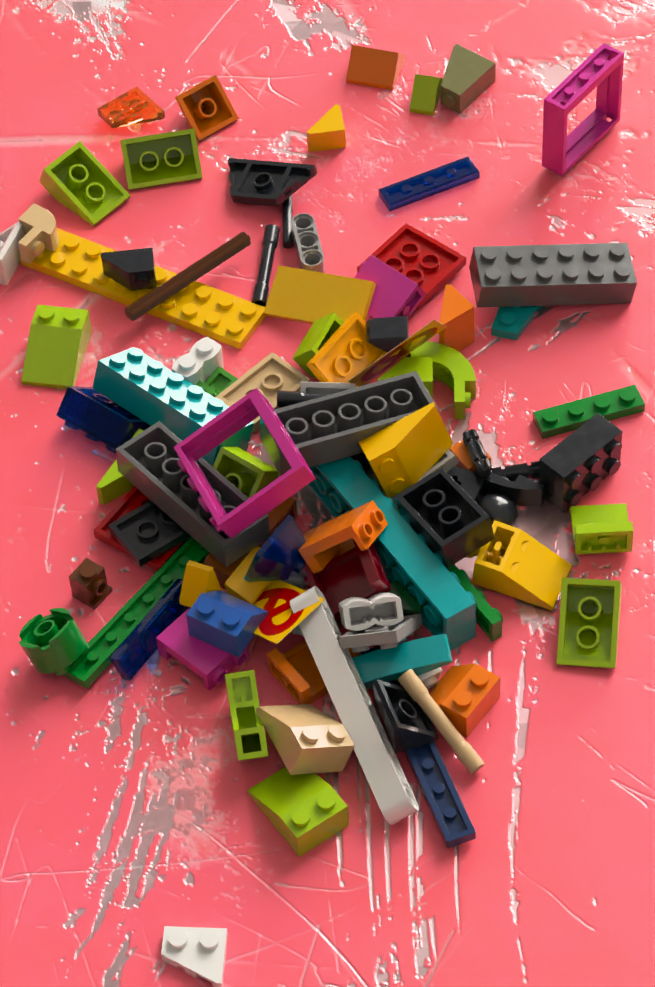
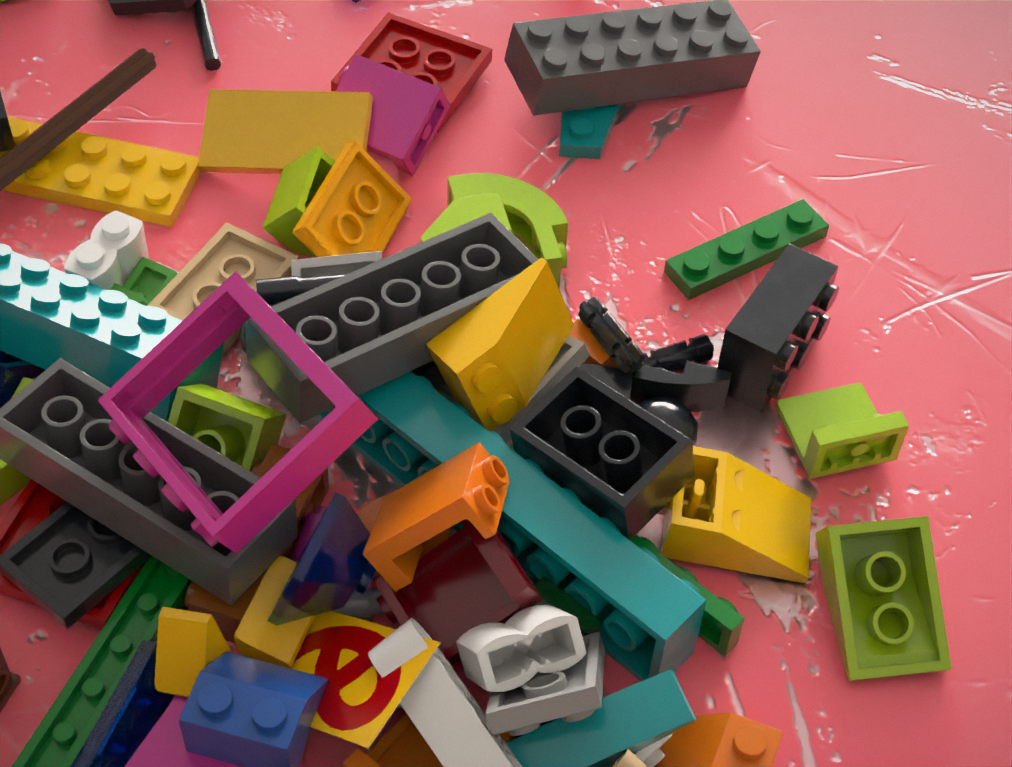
camera: 20 degrees left, 0 degrees up
(269, 245) = (185, 66): black piece -> none
(307, 243) = (244, 54): light grey beam -> none
(387, 332) = (414, 171): black slope -> none
(398, 353) = (440, 193): sticker -> none
(458, 316) = (510, 132): orange slope -> none

